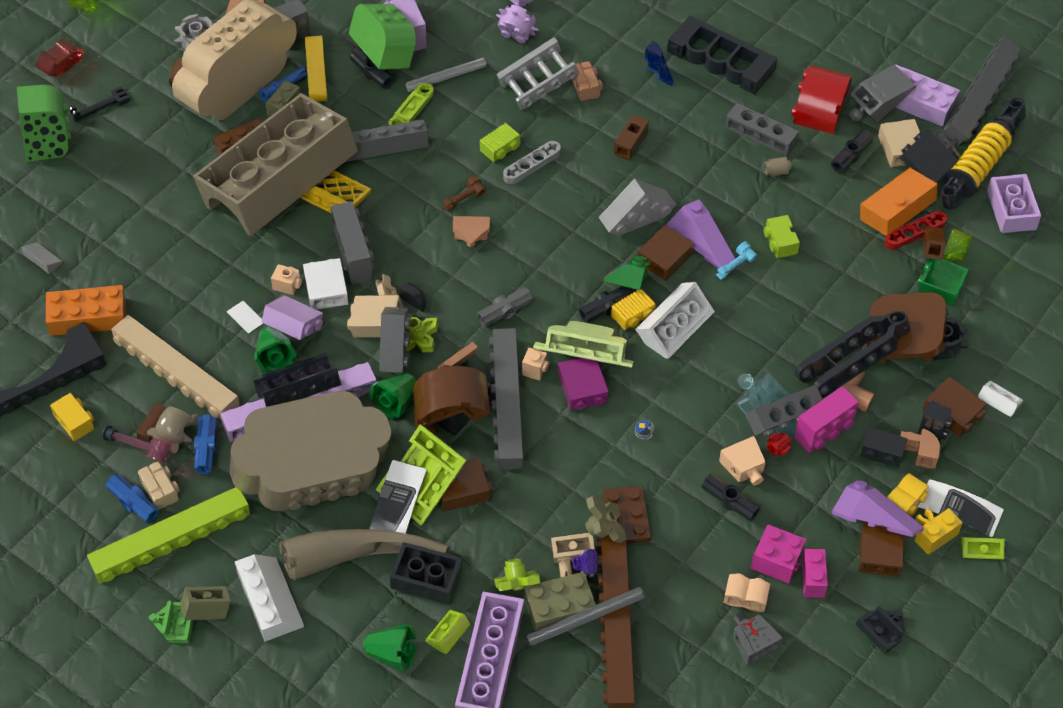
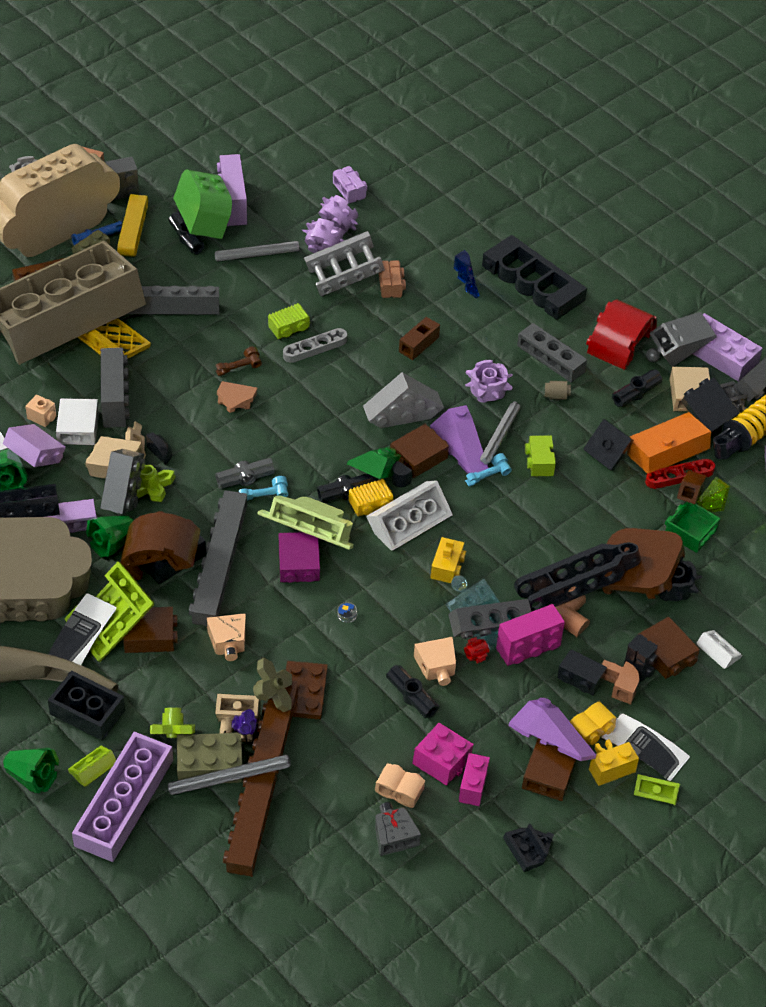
camera: 10 degrees right, 5 degrees down
(413, 105) = (216, 272): lime plate -> none
(461, 356) = (186, 509): nougat slope -> none
(508, 48) = (322, 235): none -> lavender brick
(534, 364) = (256, 530): light nougat brick -> none
(538, 475) = (227, 634): none -> light nougat torso
(541, 315) = (279, 487): none -> medium azure brick
(655, 281) = (401, 475): none -> black brick
(711, 169) = (488, 381): none -> lavender brick
(725, 359) = (447, 560): none -> yellow brick
(736, 221) = (500, 433): none -> light grey axle
(843, 214) = (608, 444): none -> black plate

